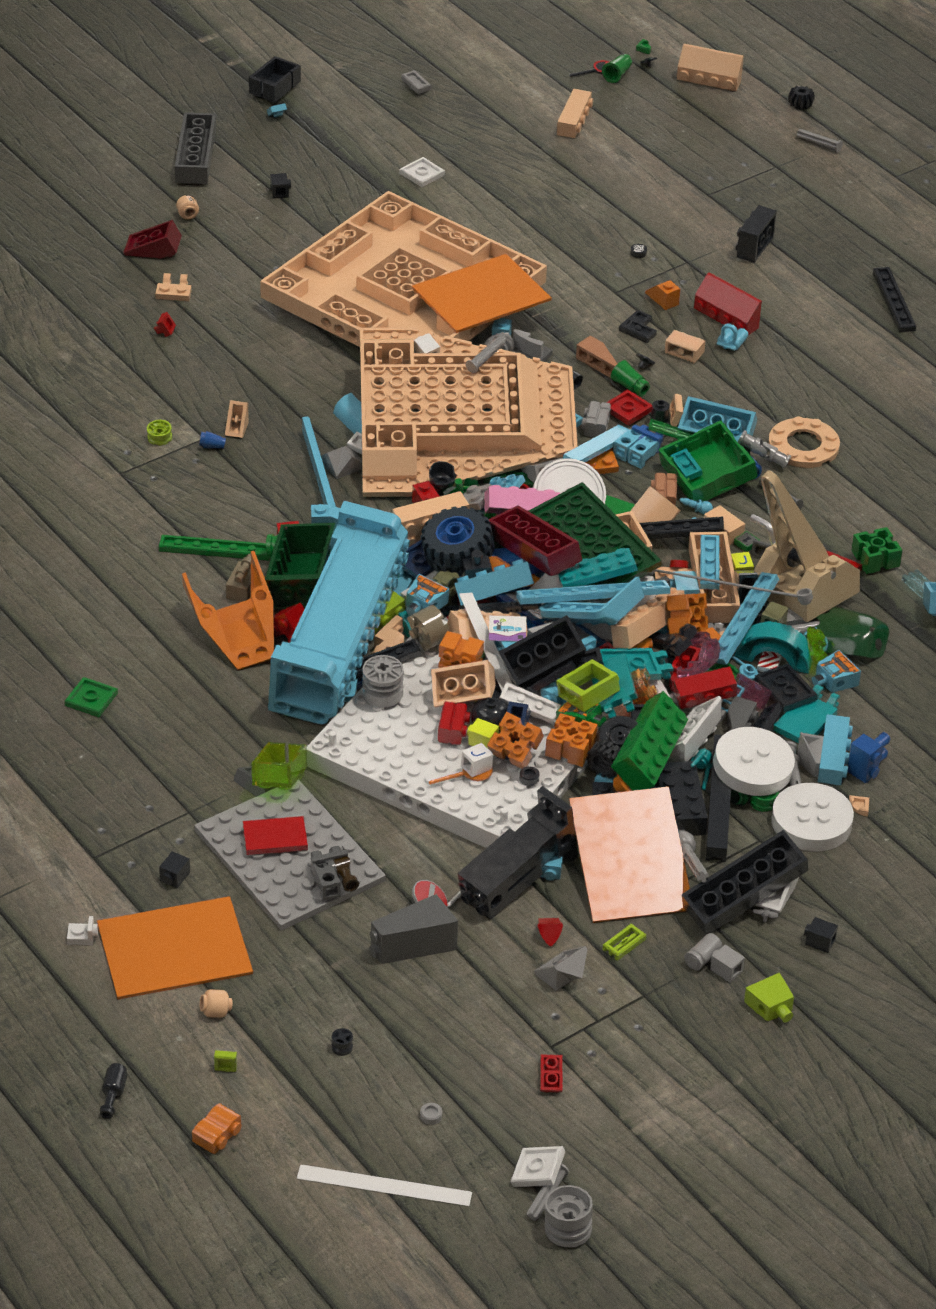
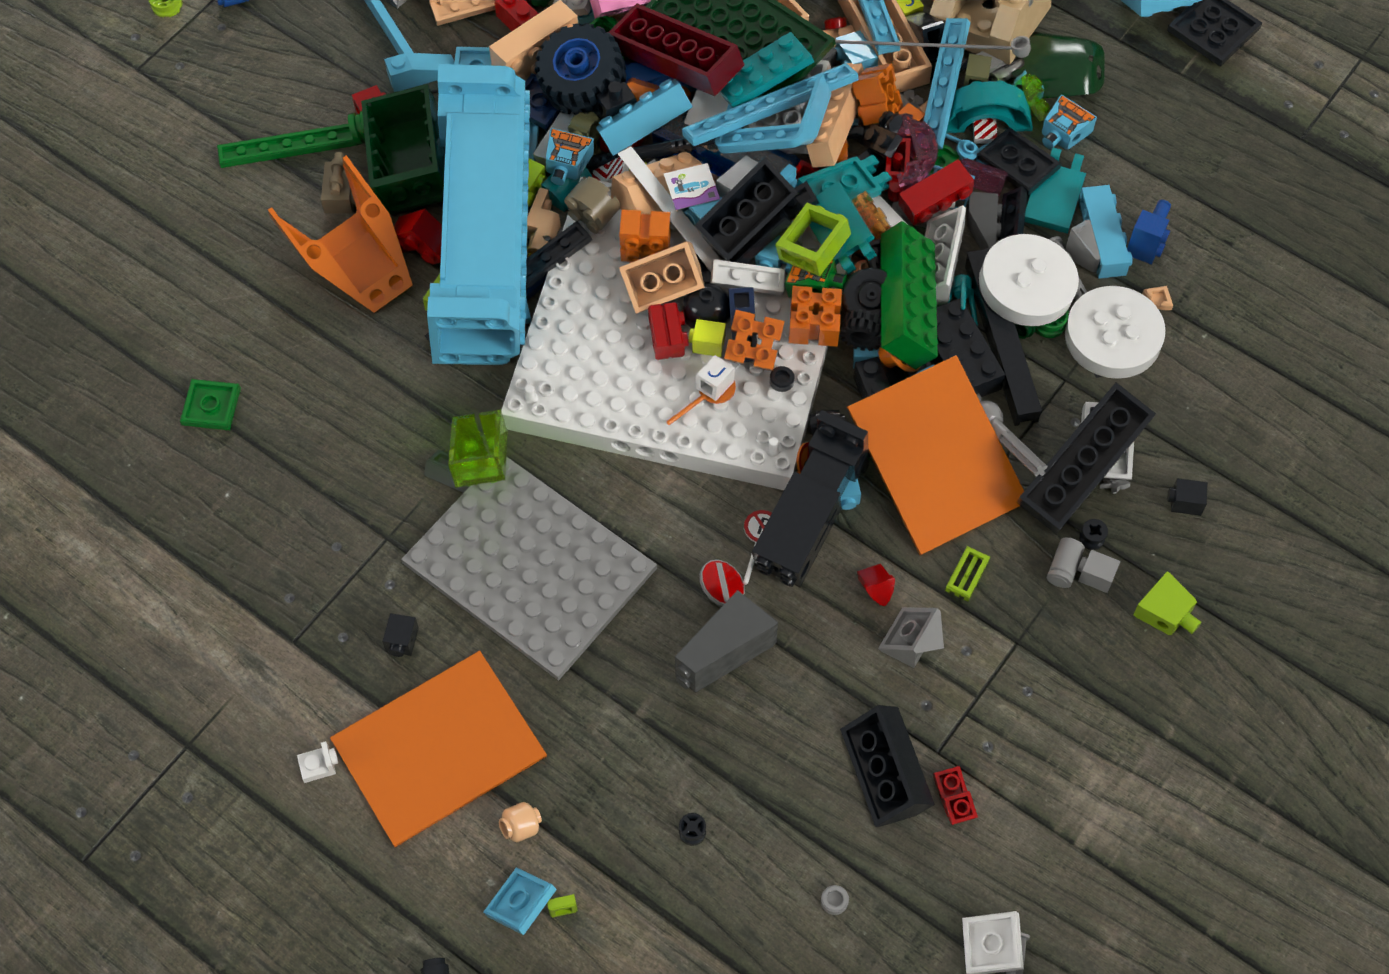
camera: 15 degrees left, 20 degrees up
(195, 1048) = (519, 901): none -> medium azure tile
(275, 835) = (506, 549): red tile -> none
(328, 868) = (588, 585): dark grey hips -> none
(383, 681) = (564, 296): light grey wheel -> none
(506, 1040) = (886, 766): none -> black slope
(735, 939) = (1095, 540): none -> black wheel

